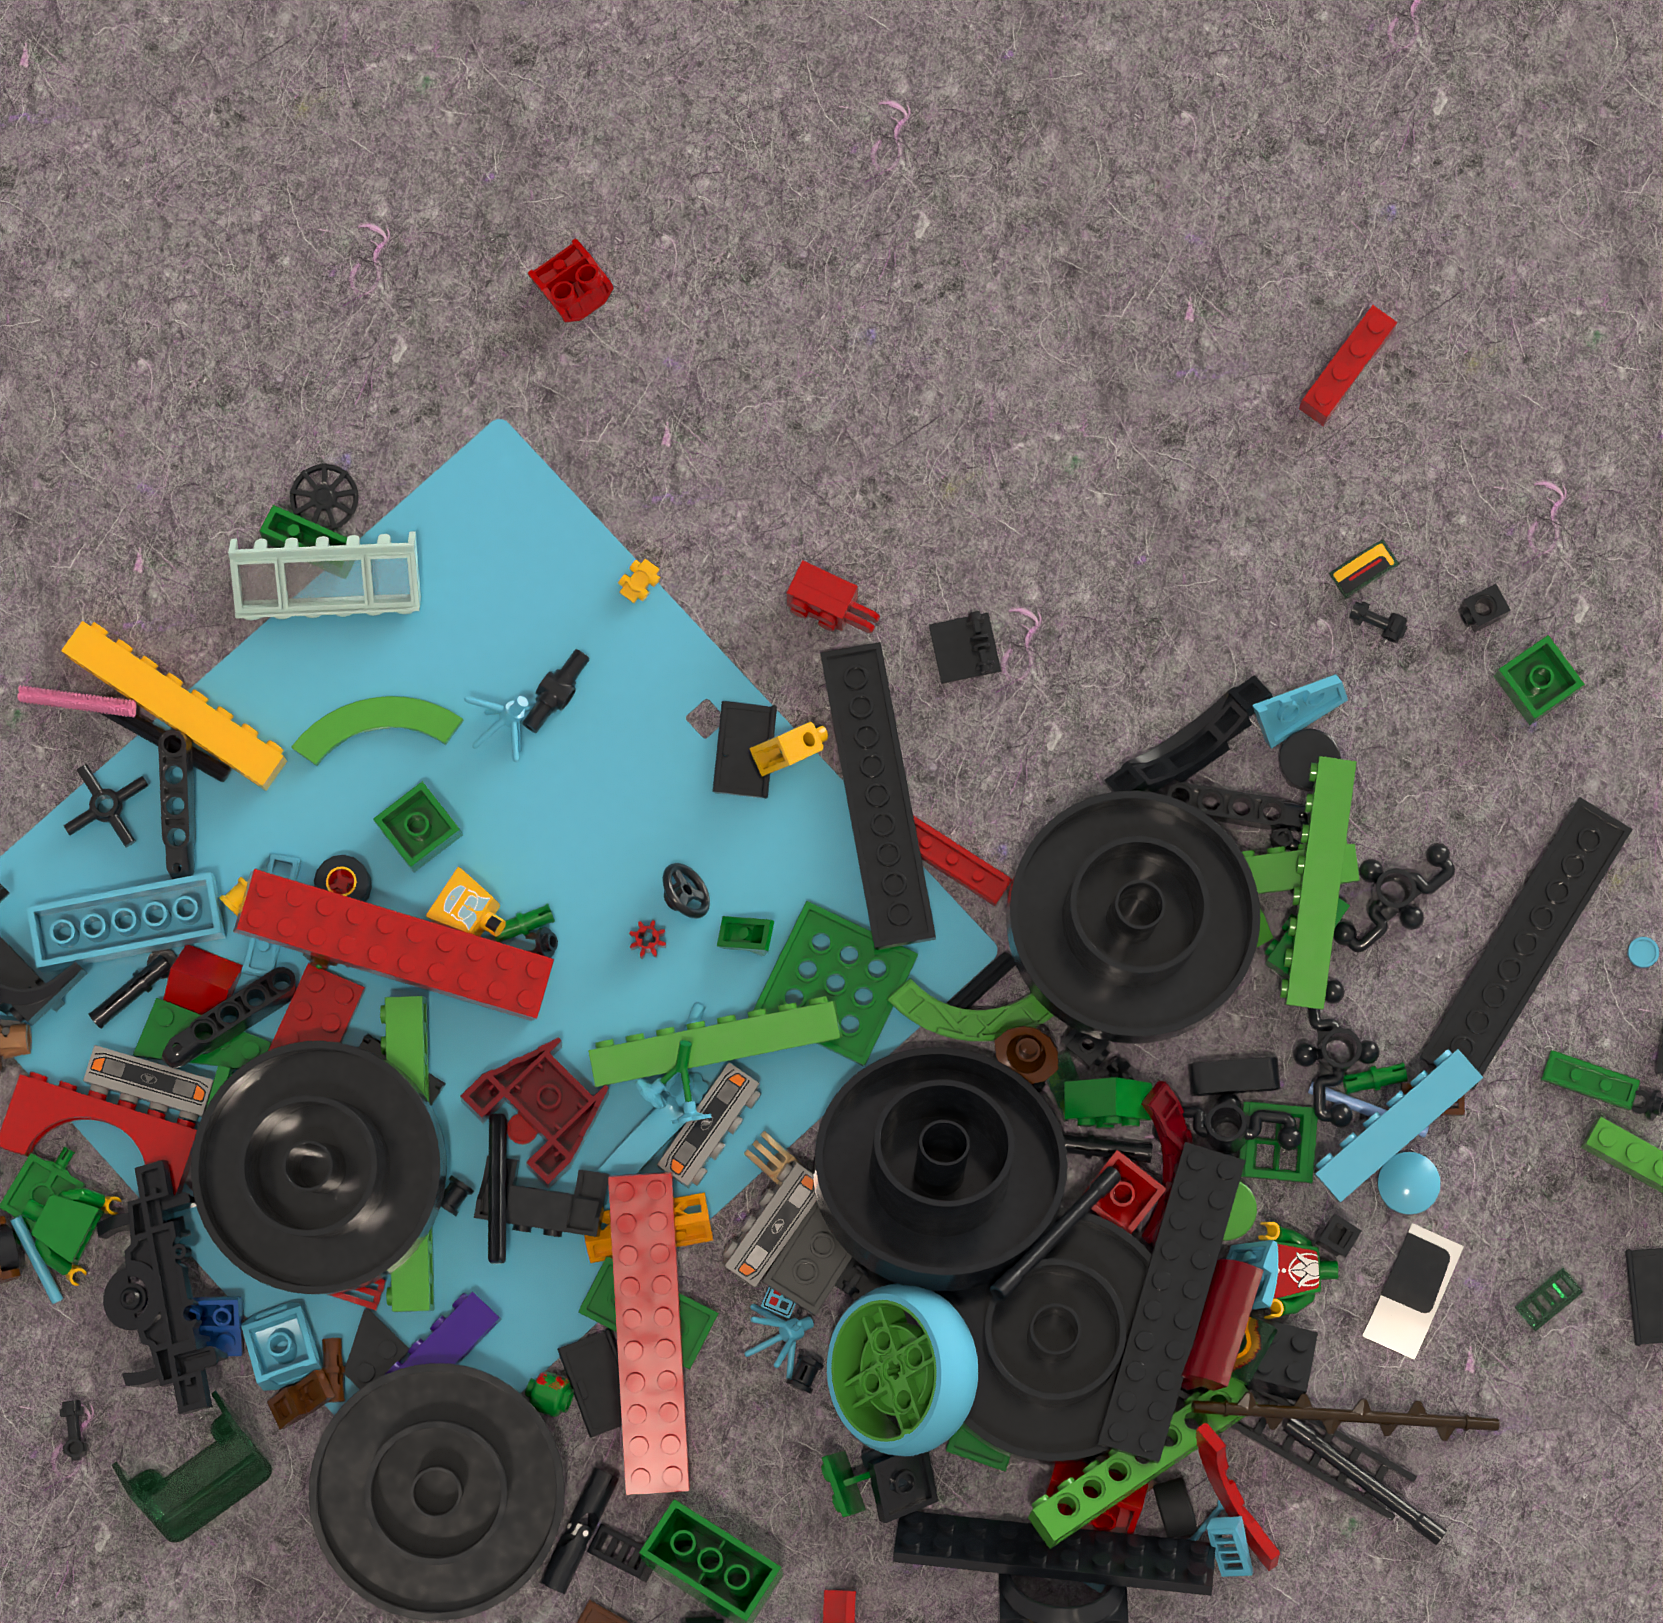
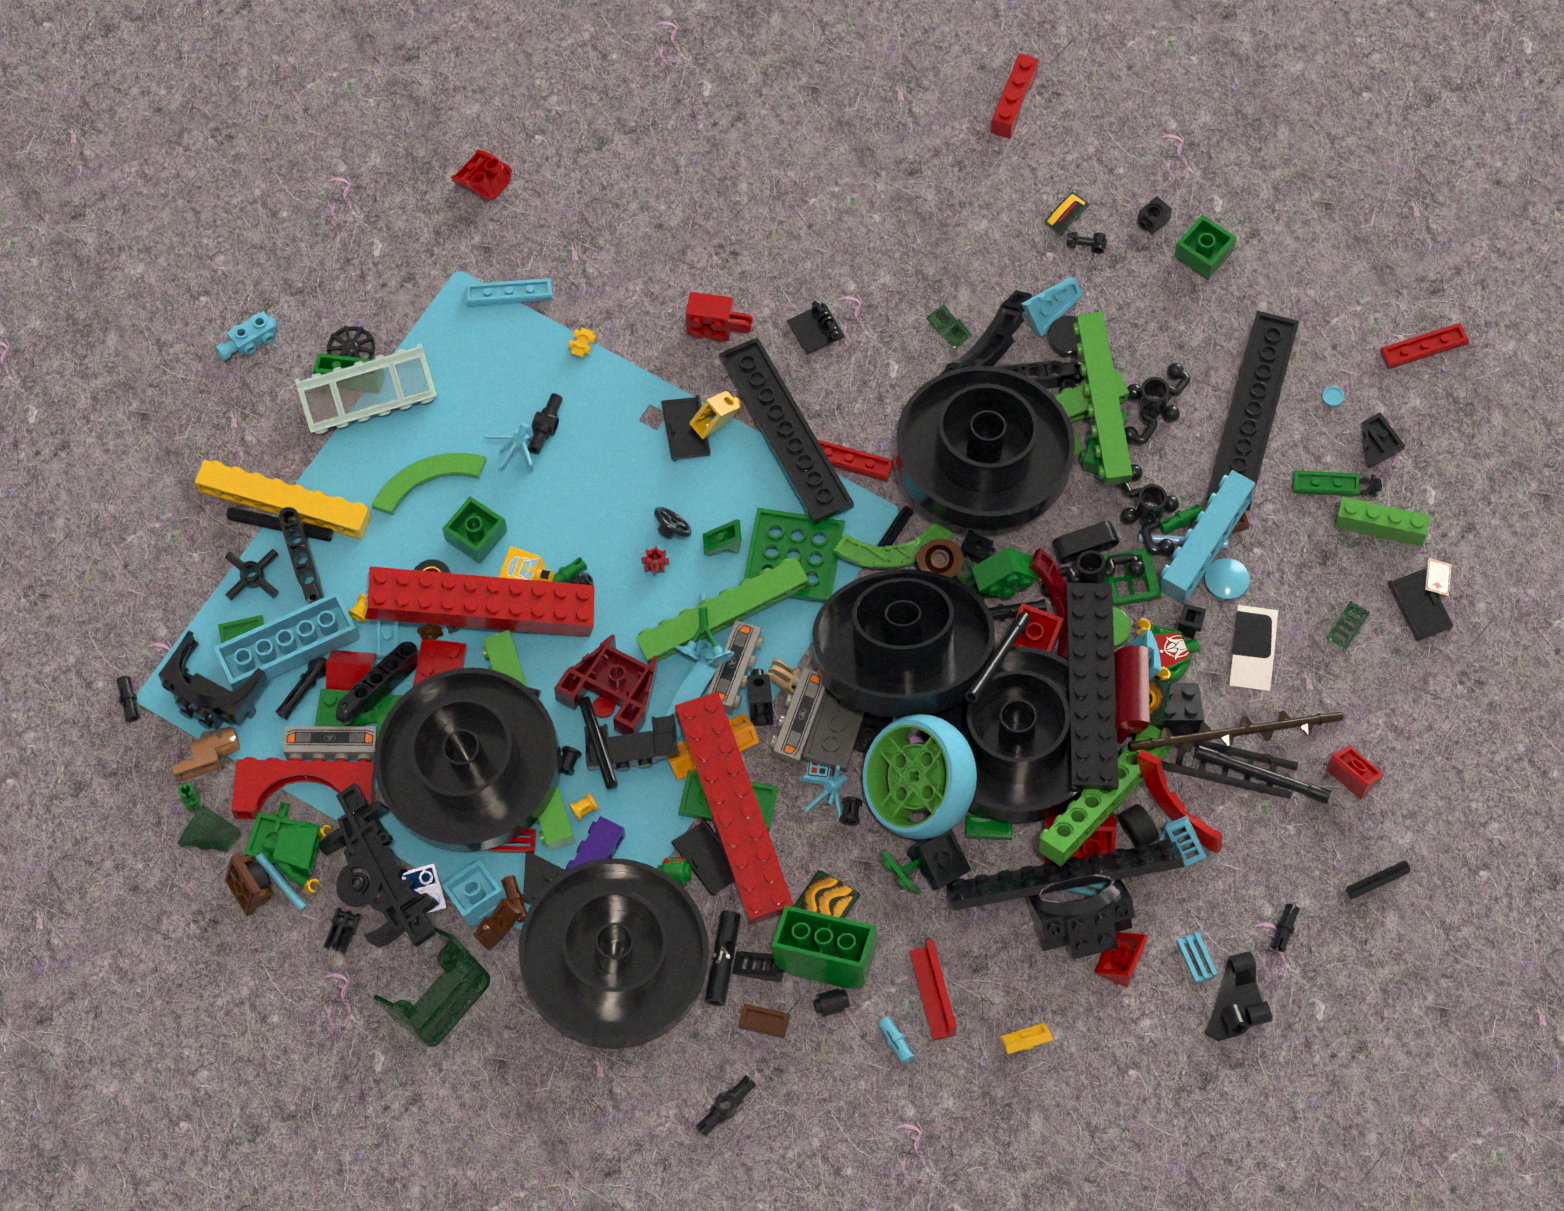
camera: 15 degrees left, 15 degrees down
(73, 881) = (235, 628): none -> green tile
(74, 1446) = (342, 1000): black bar -> none
(77, 701) = (208, 515): bright pink axle -> none
(98, 1349) = (341, 932): none -> black arm
(194, 445) = (247, 336): none -> medium azure brick
(456, 1267) = (583, 806): none -> yellow bush
(560, 473) = (508, 292): none -> medium azure tile
(727, 1188) = (760, 693): none -> black torso
(737, 1489) = (827, 896): none -> slope
(1148, 697) = (948, 327): none -> clear green slope
(1489, 1509) = (1354, 771): none -> red slope

